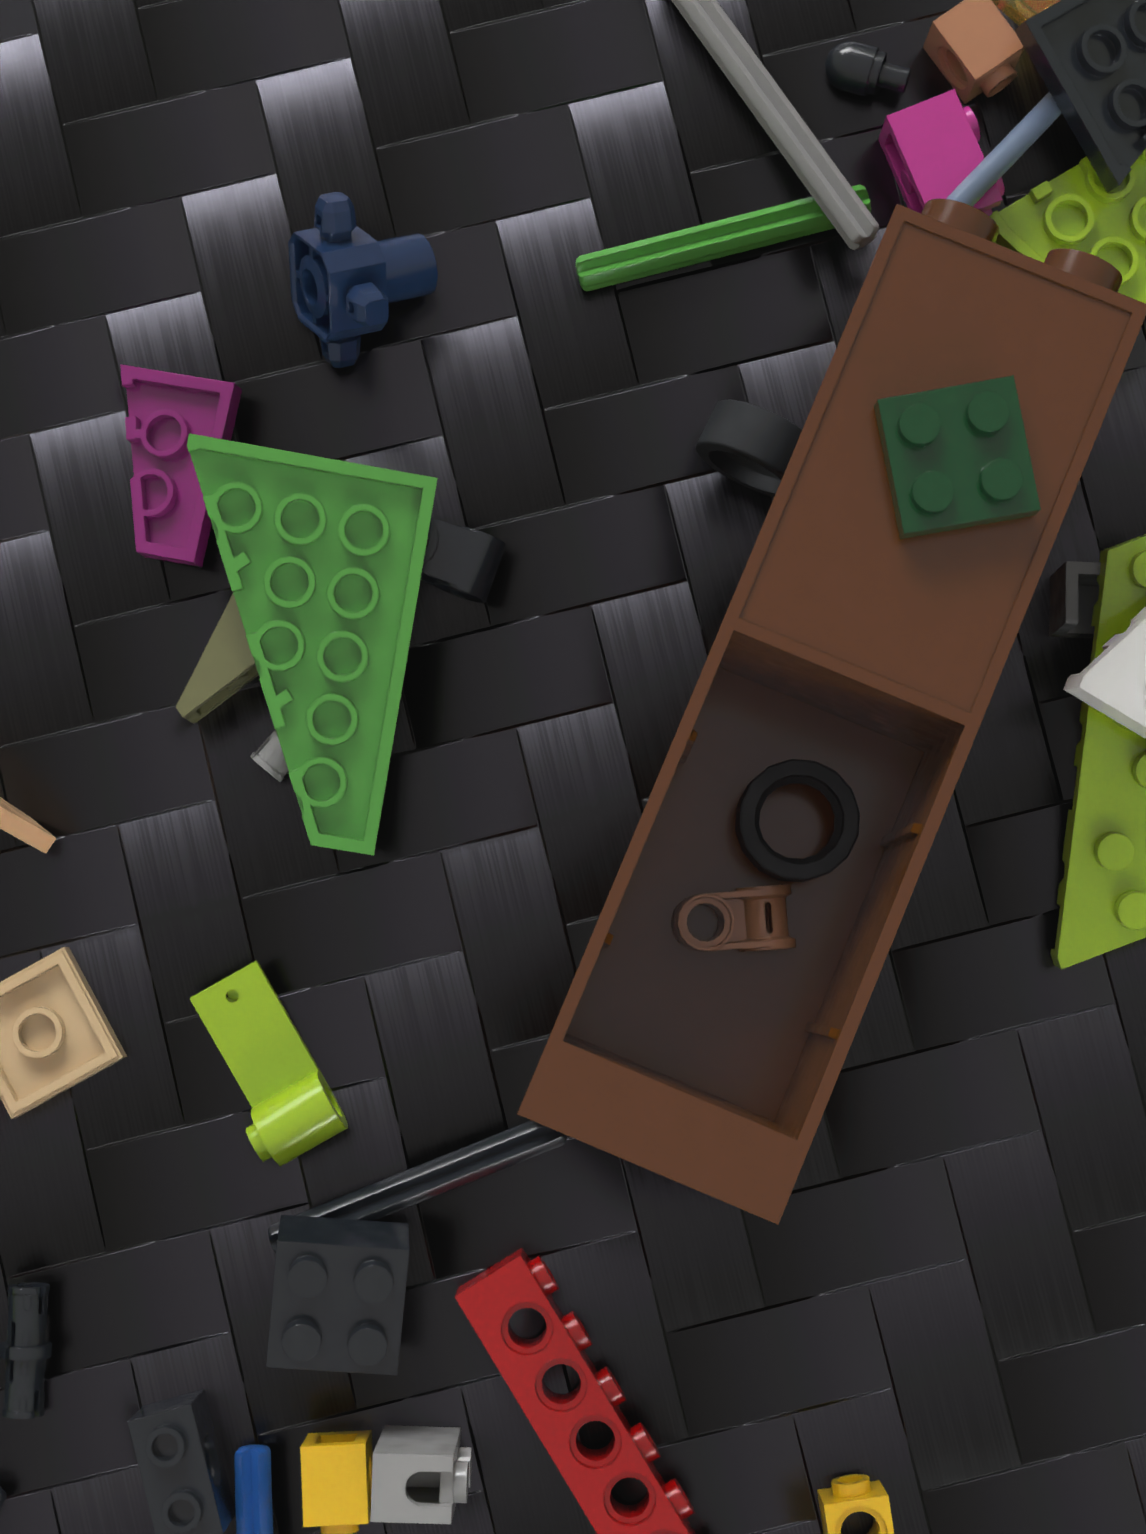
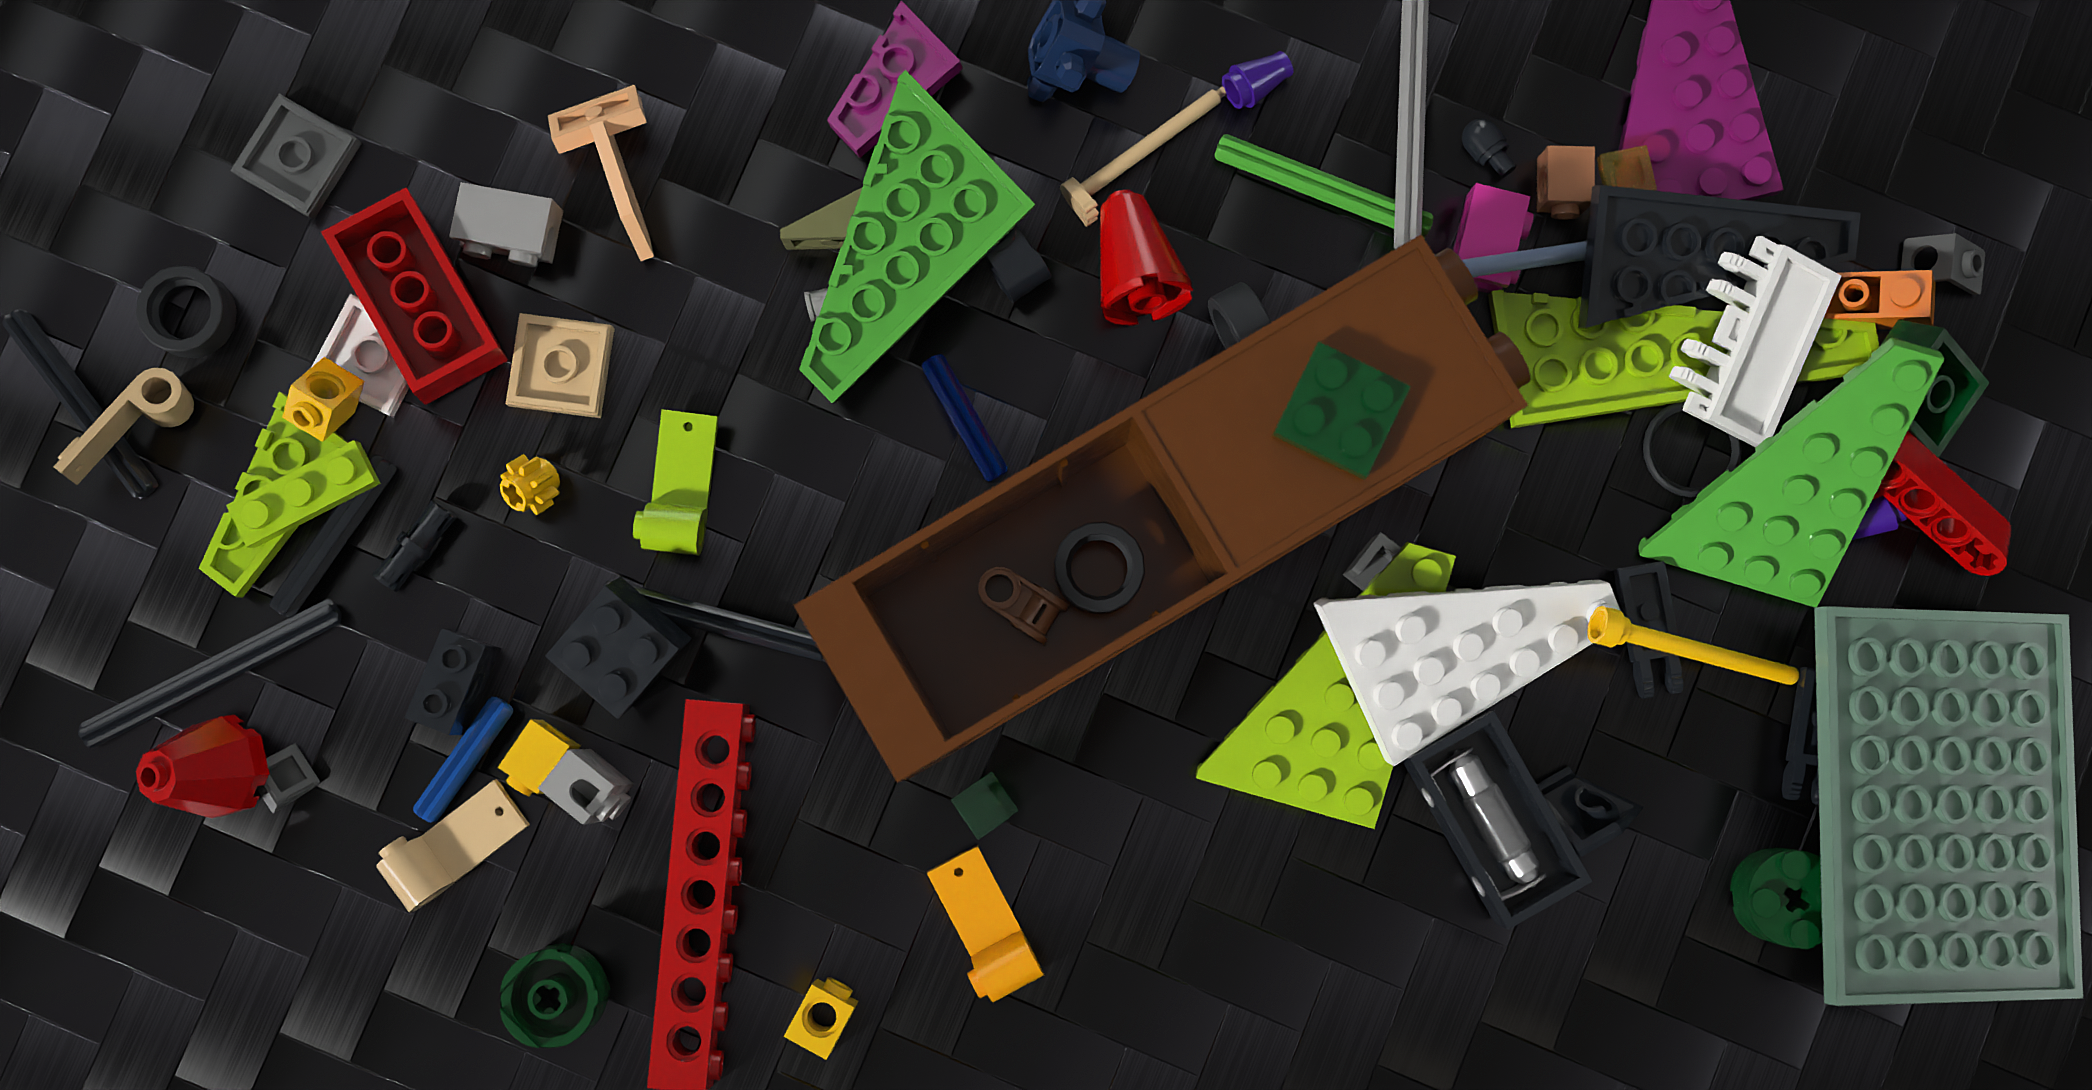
camera: 35 degrees right, 0 degrees up
(105, 1188) = (529, 484): none -> yellow gear
(469, 435) = (1079, 195): none -> tan piece
(524, 764) = (964, 417): none -> clear blue axle
(565, 177) = (1256, 78): none -> dark purple cone
(589, 461) = (1138, 263): none -> red cone
(860, 1168) = (984, 805): none -> clear green brick
(957, 1297) = (985, 924): none -> light orange door

